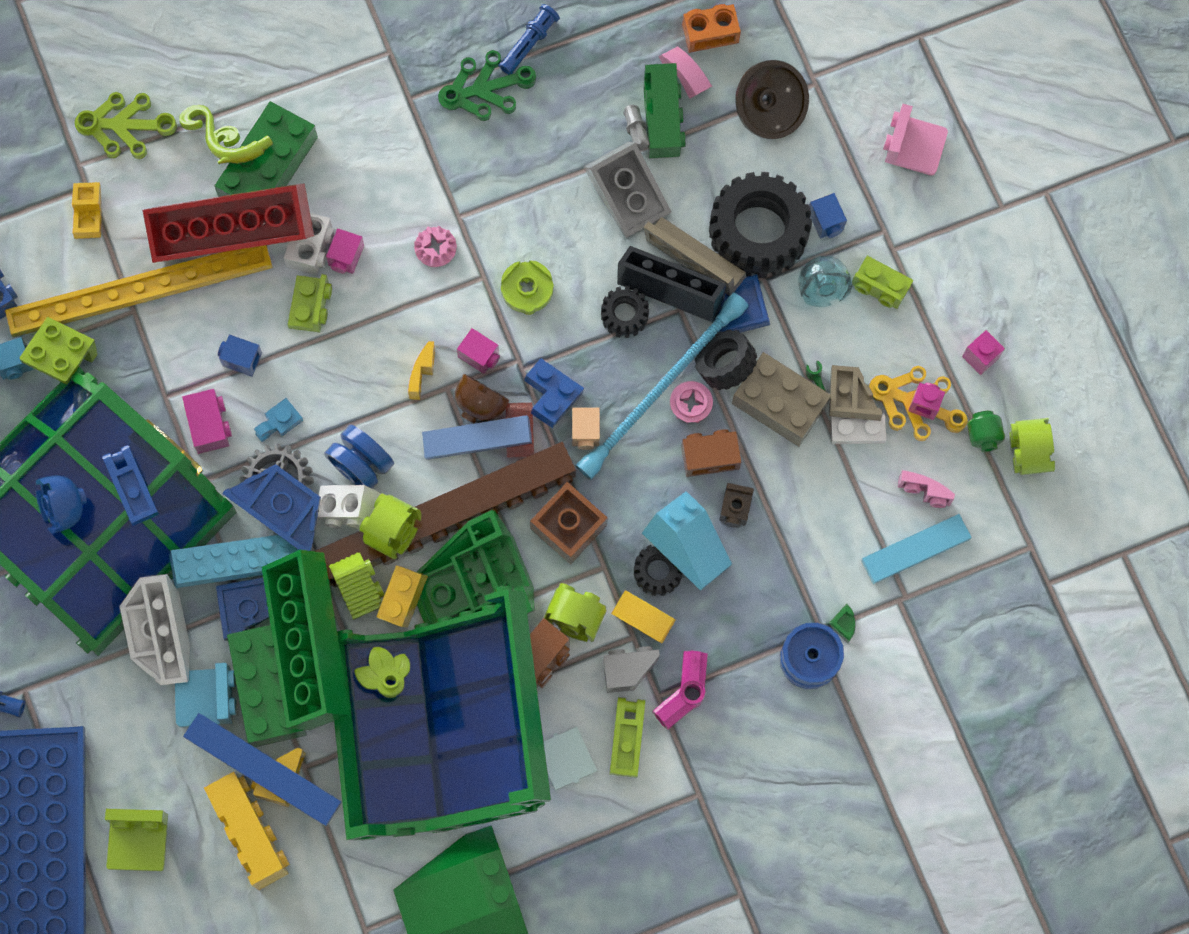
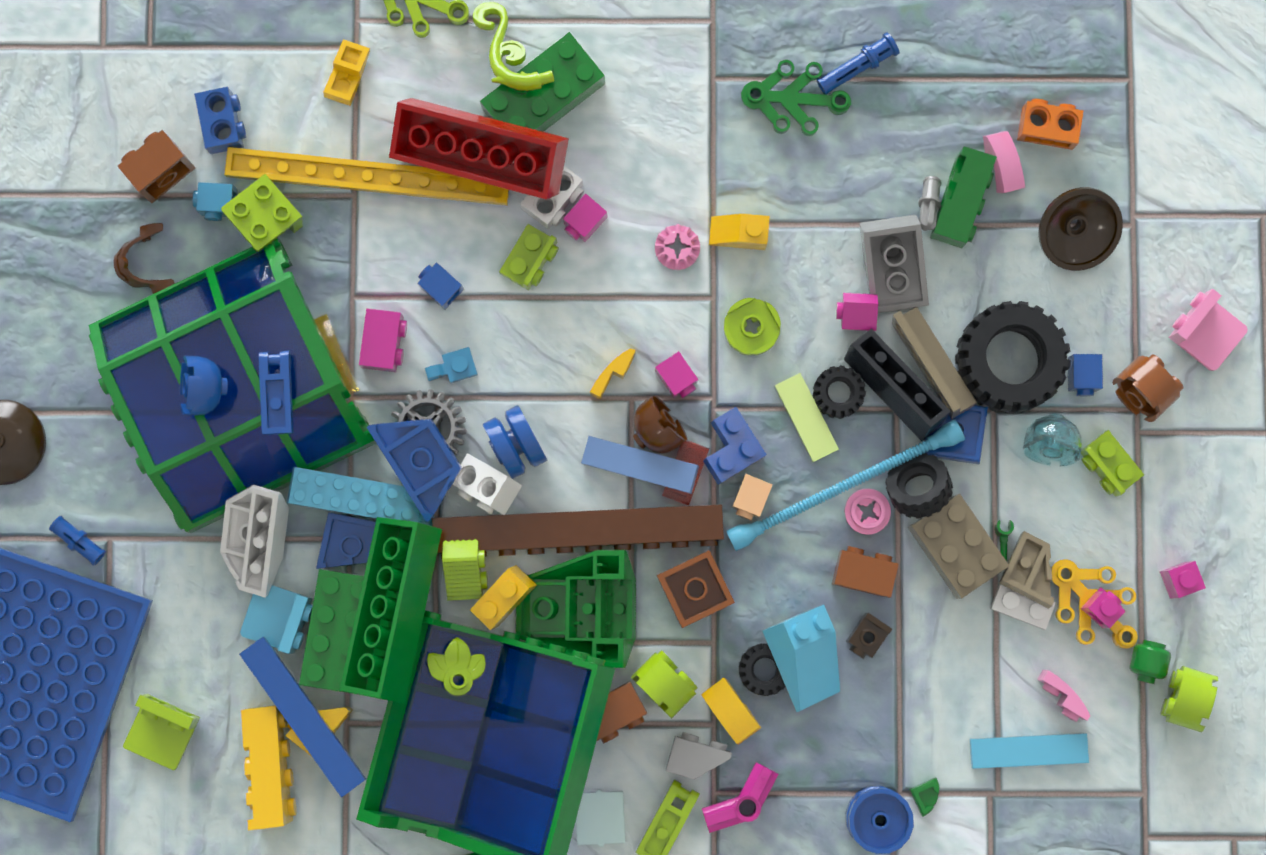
camera: 25 degrees right, 10 degrees up
(390, 525) = (517, 528): lime brick -> none
(484, 211) = (739, 231): none -> yellow slope
(605, 344) = (806, 417): none -> yellowish green tile
(613, 238) = (858, 311): none -> dark pink brick
(884, 205) = (1147, 387): none -> dark orange brick

